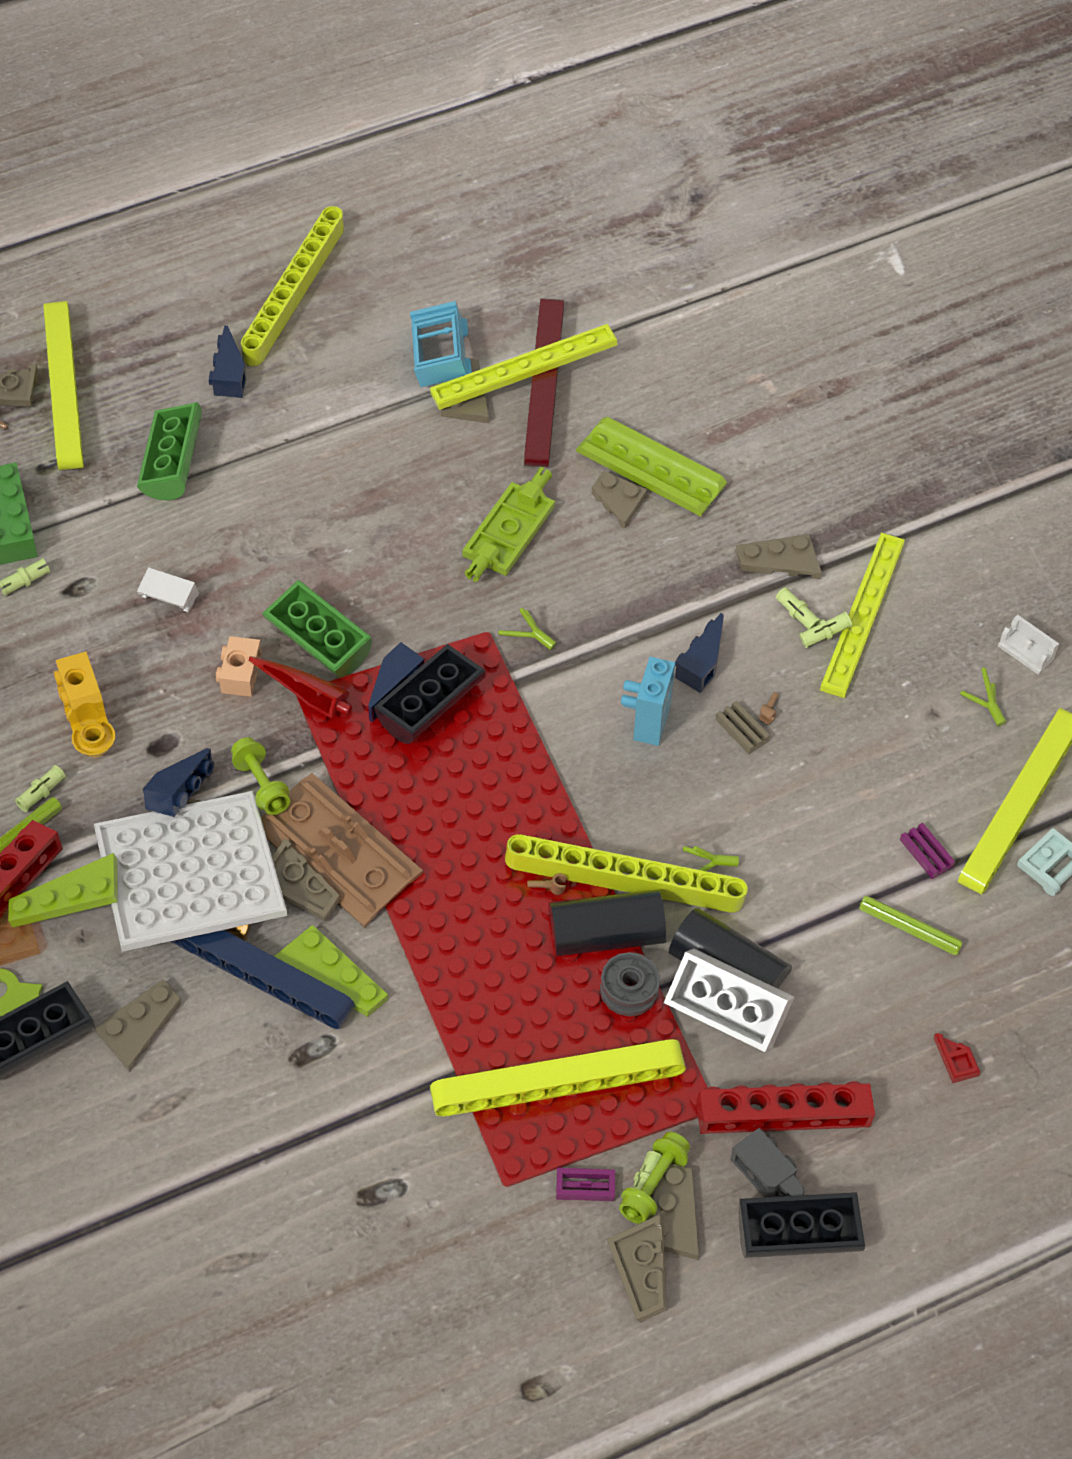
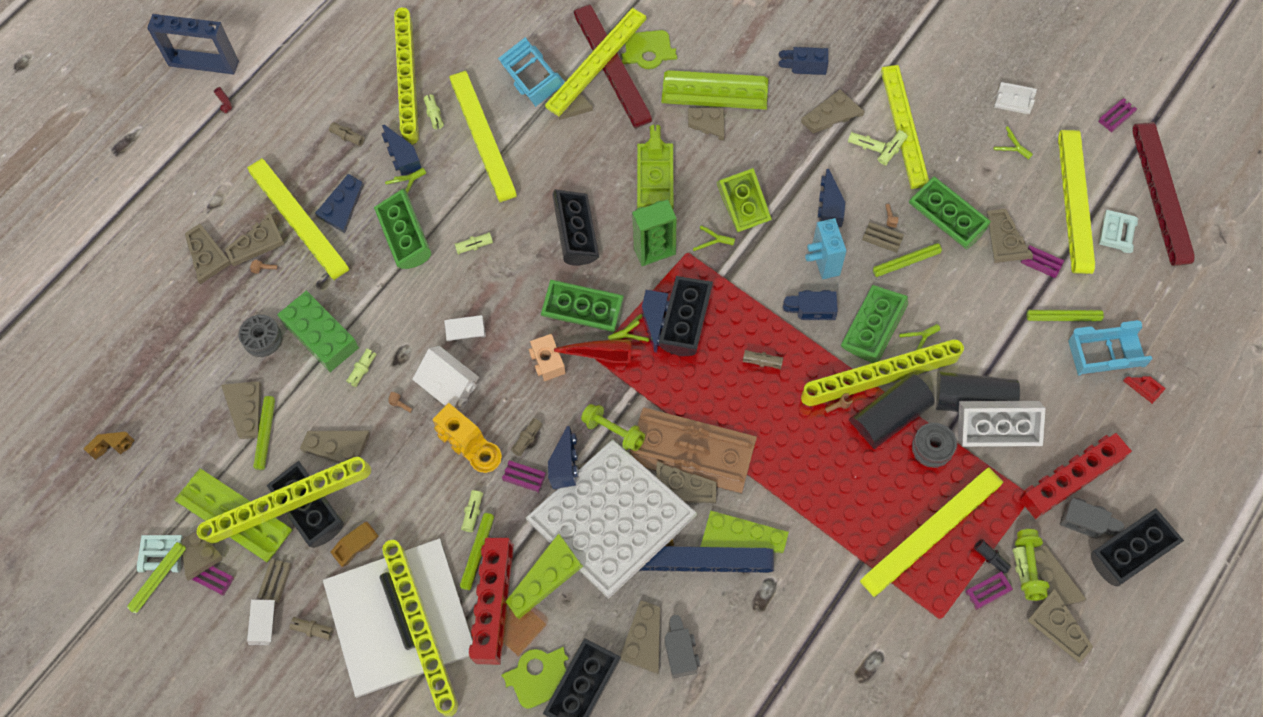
camera: 25 degrees left, 10 degrees up
(37, 628) = (394, 401): none -> medium nougat hand
(70, 220) = (227, 106): none -> dark red arm
(95, 178) = (224, 62): none -> dark blue window
(106, 629) = (445, 378): none -> white piece
(113, 767) = (509, 470): none -> magenta tile
(121, 392) = (340, 204): none -> dark blue wing
(156, 740) = (526, 437): none -> dark tan pin
(169, 1054) = (679, 649): none -> dark grey hinge
(181, 319) = (346, 134): none -> dark tan pin
(222, 399) = (419, 173): none -> lime plant
(227, 502) = (461, 246): none -> yellowish green pin
(297, 340) = (433, 112): none -> yellowish green pin
(335, 392) = (483, 136): none -> neon yellow beam
(344, 681) = (623, 333): none -> lime plant
(370, 539) = (575, 227): none -> black brick
(450, 581) = (654, 232): none -> bright green brick
(490, 788) = (762, 359): none -> dark tan pin
(596, 602) = (744, 200): none -> lime slope
(597, 760) = (813, 305): none -> dark blue hinge
(614, 1146) = (992, 556): none -> black axle
(615, 378) = (649, 41): none -> lime piece
(661, 818) = (875, 324): none -> bright green slope
(753, 766) = (907, 259): none -> lime axle
(787, 481) = (805, 60): none -> dark blue hinge
(842, 737) = (950, 213): none -> bright green brick
(896, 799) = (1005, 239): none -> dark tan wing
(973, 978) = (1129, 343): none -> medium azure piece

